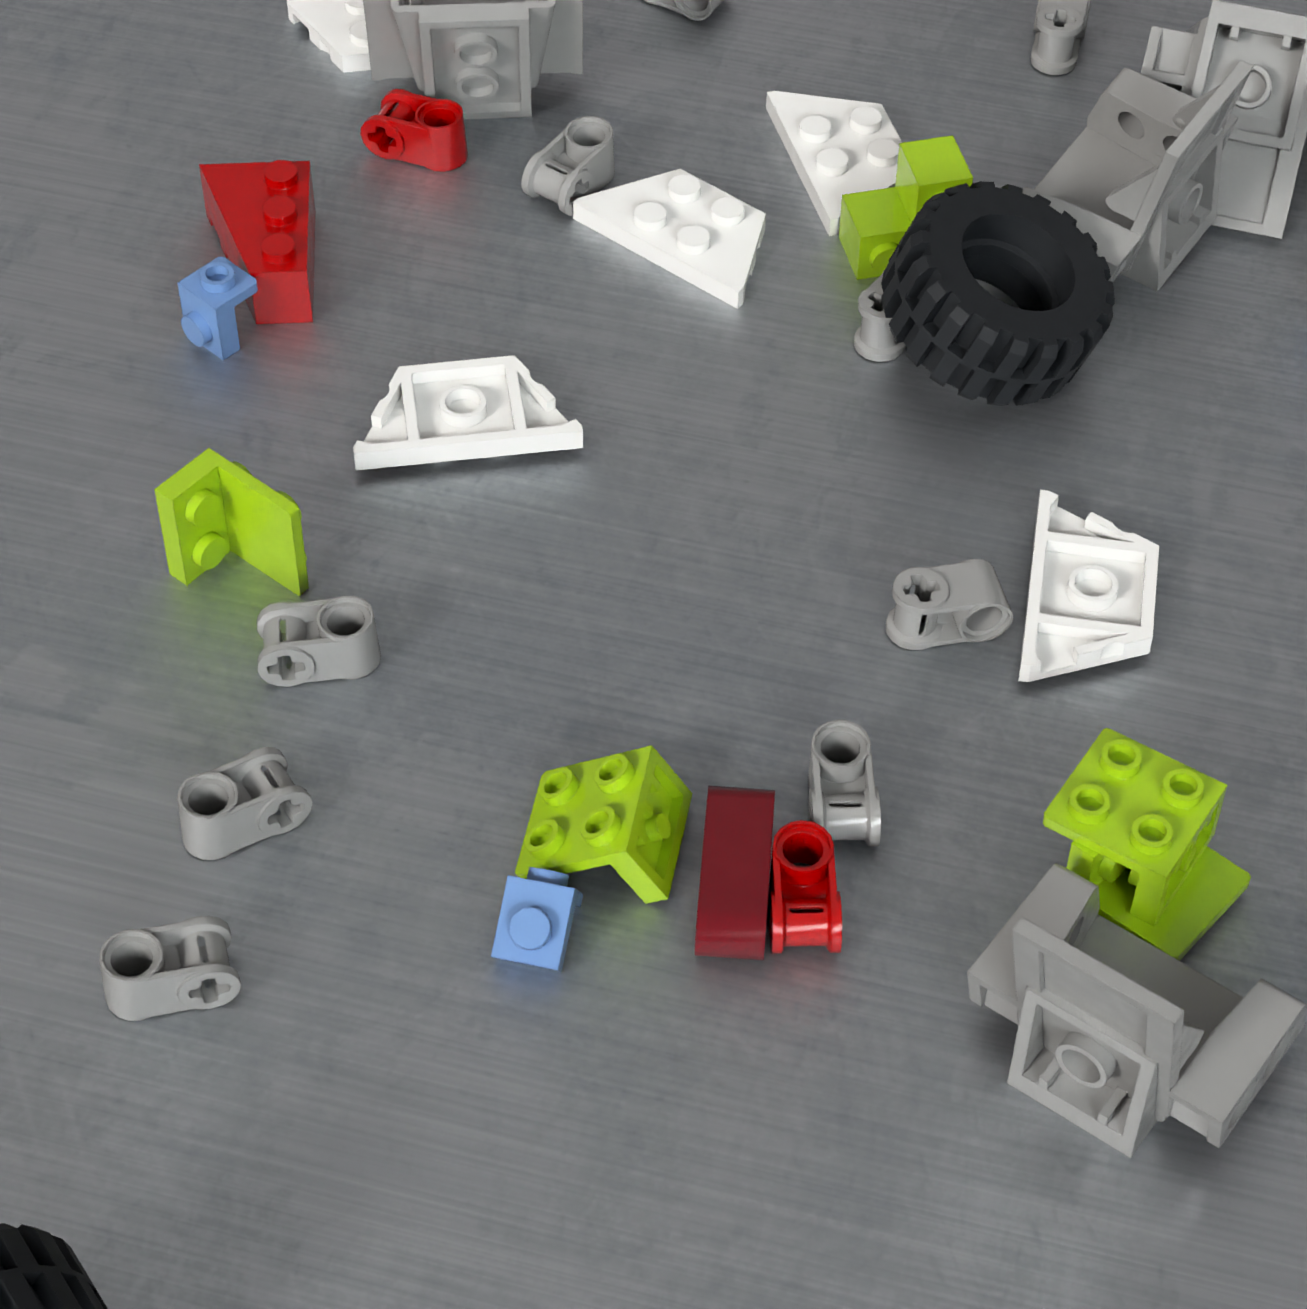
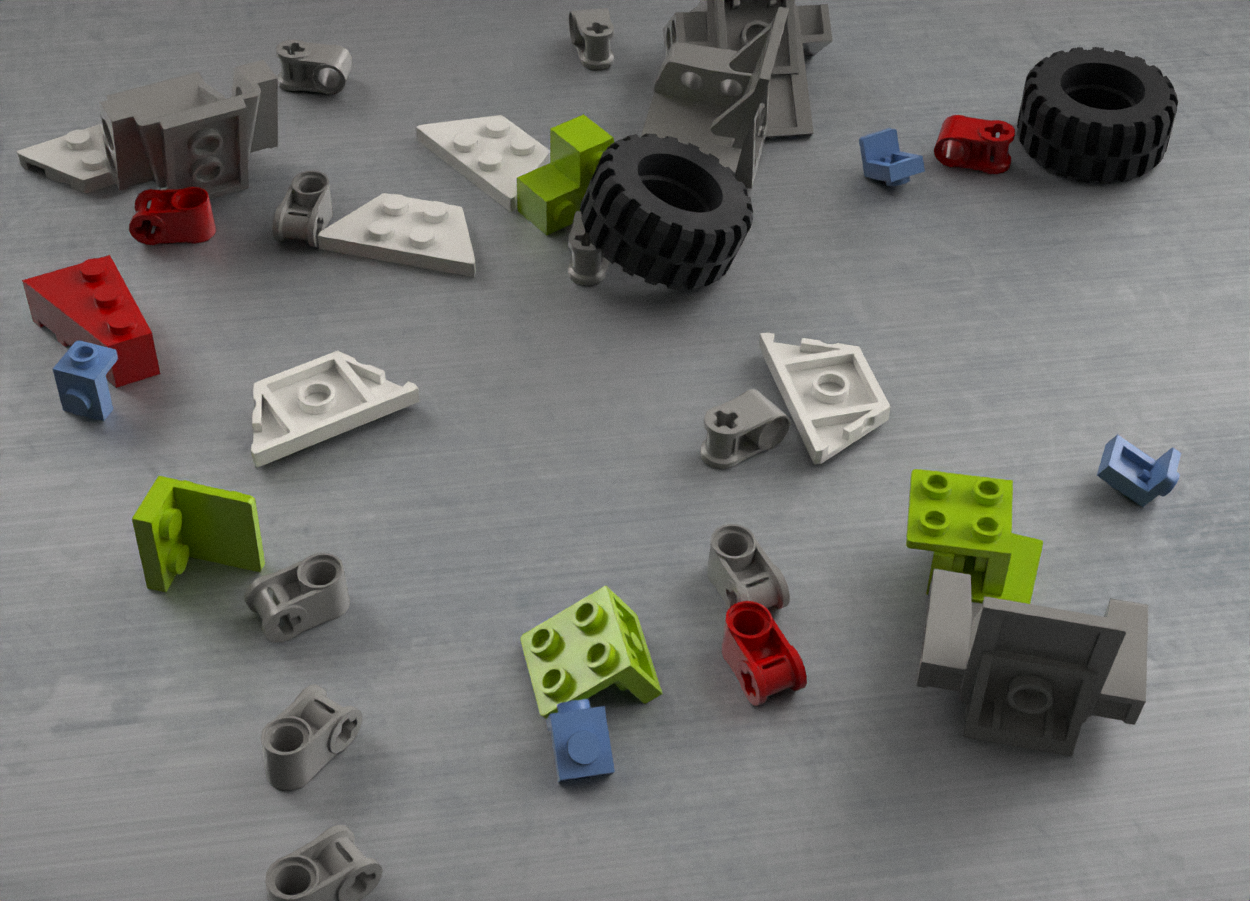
camera: 25 degrees left, 5 degrees down
(735, 873) = (704, 658): dark red beam -> none

